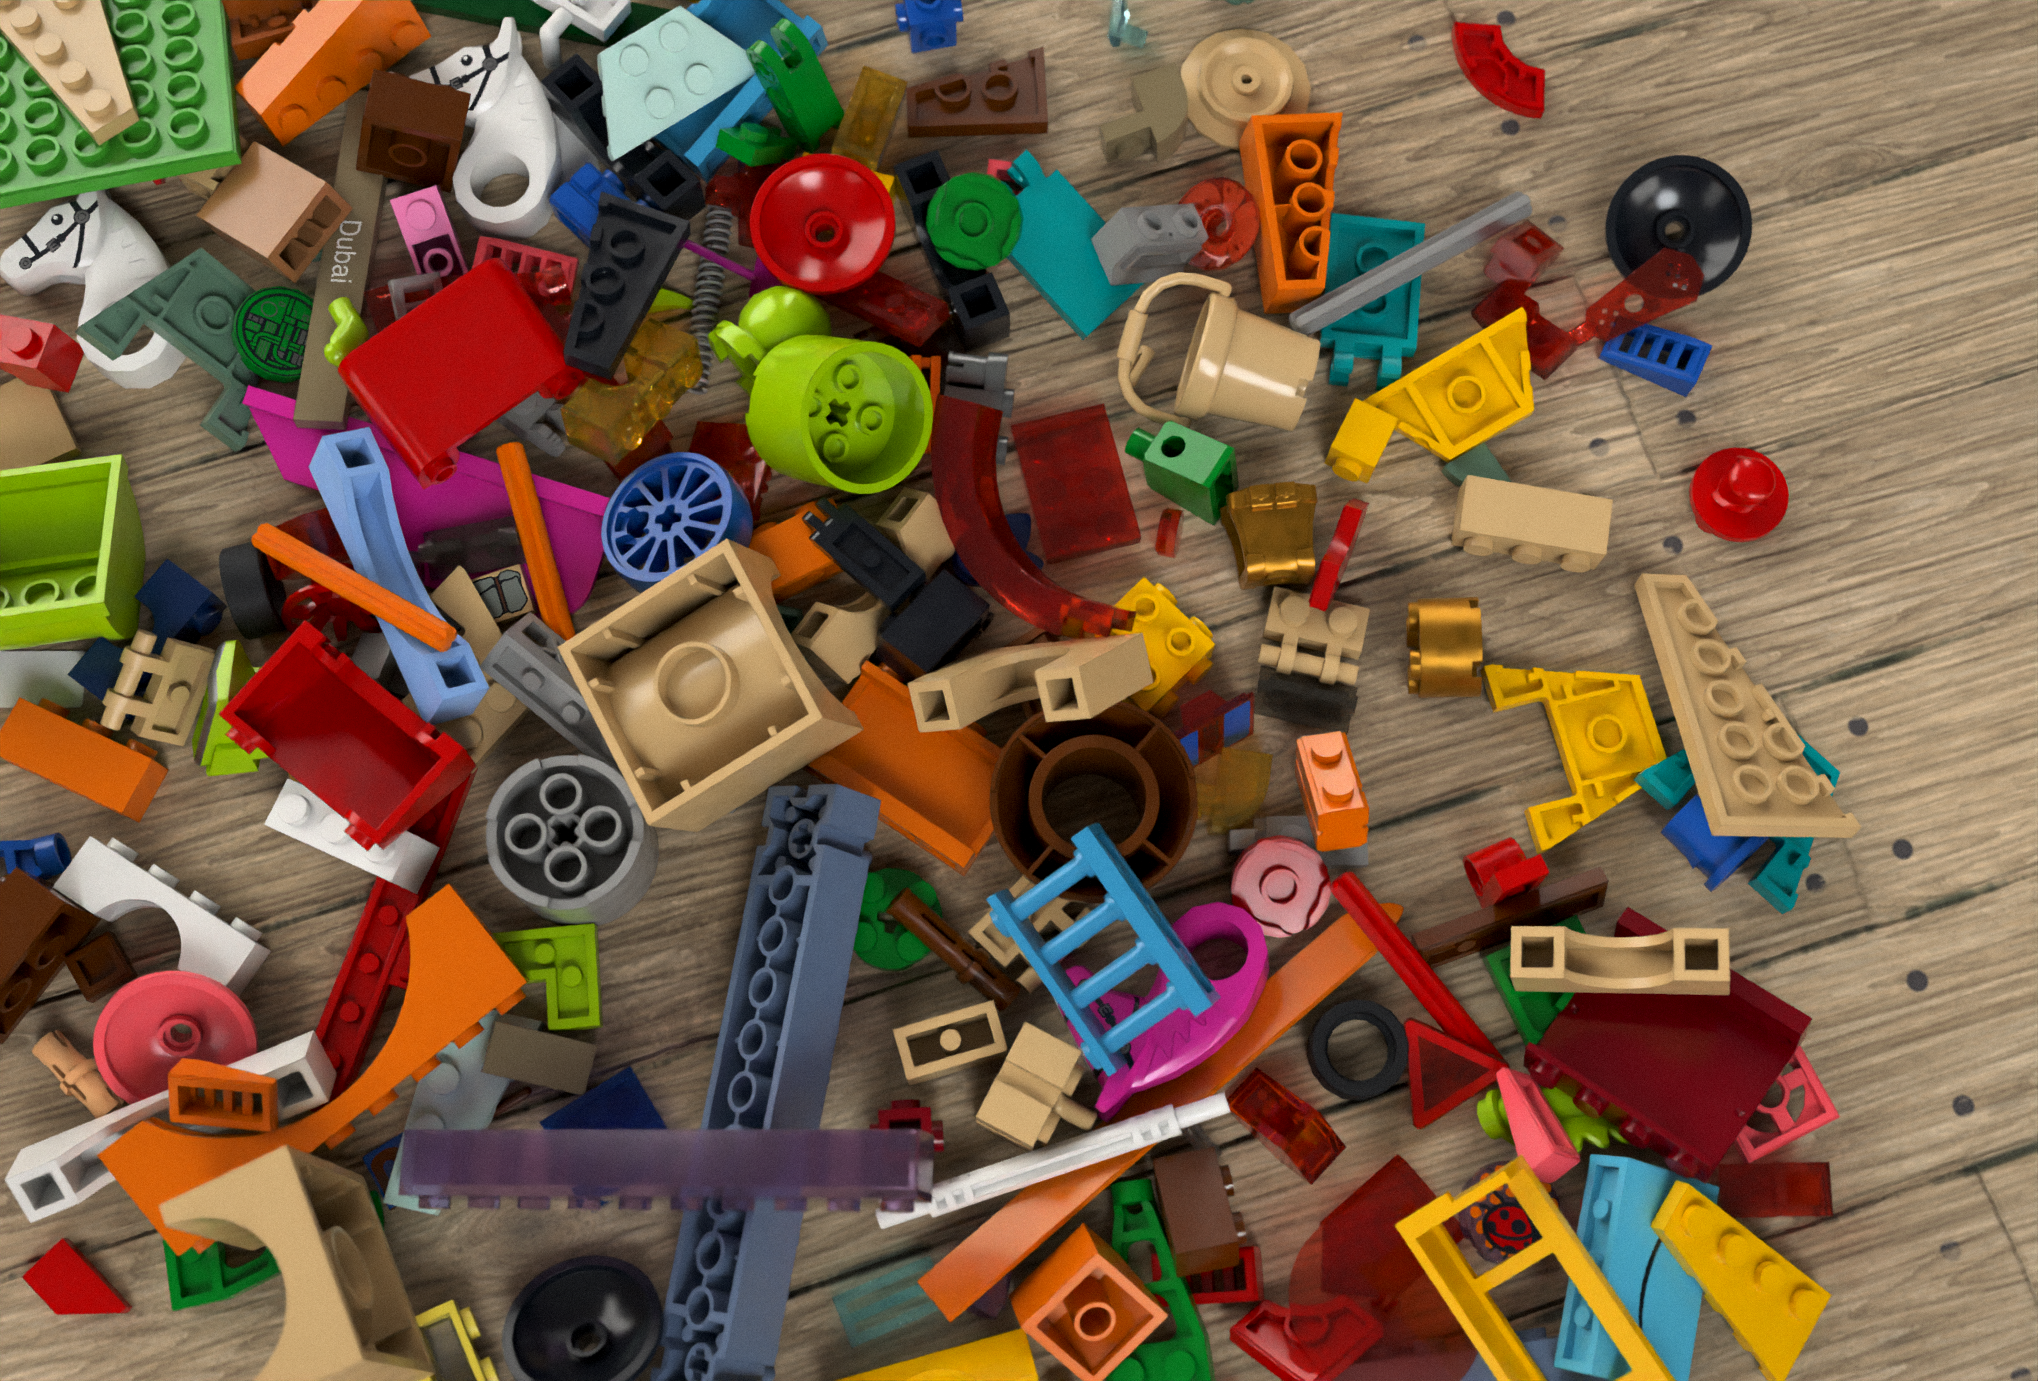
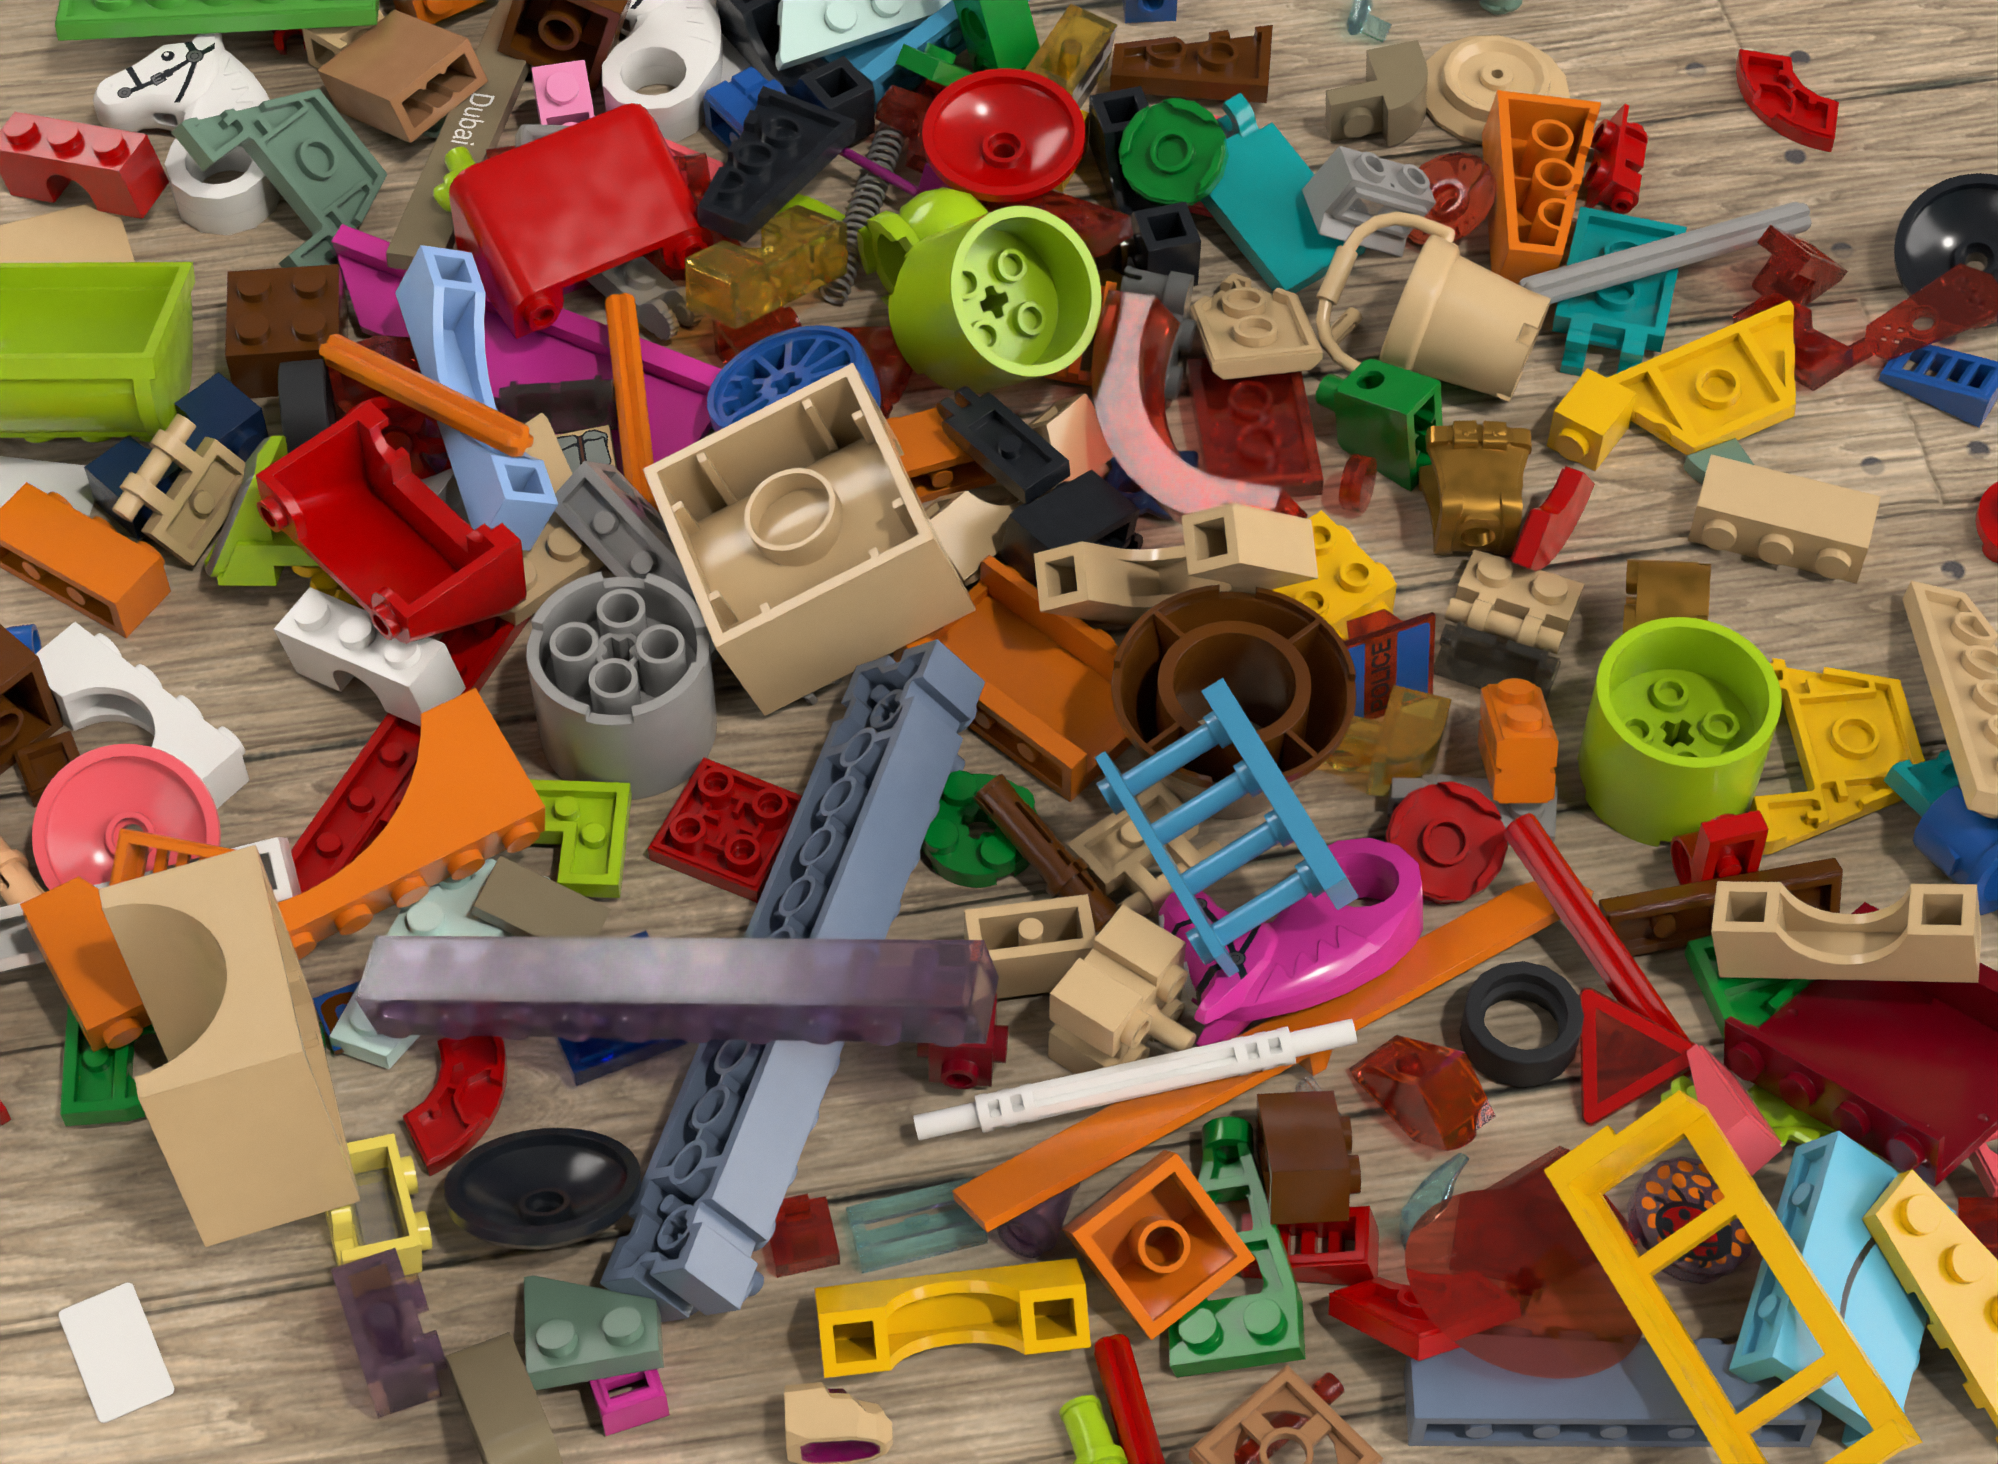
camera: 10 degrees right, 20 degrees down
(217, 495) = (280, 319): none -> reddish brown brick
(273, 332) = (376, 185): tile -> none
(499, 1251) = (461, 1102): none -> red tile
(683, 947) = (726, 829): none -> red tile
(803, 1327) = (803, 1236): none -> clear red tile
(1064, 387) = (1254, 331): none -> tan tile
(1298, 1221) = (1432, 1190): none -> clear light blue bar
(1358, 143) = (1616, 163): none -> red hinge
(1495, 741) = (1677, 728): none -> lime brick

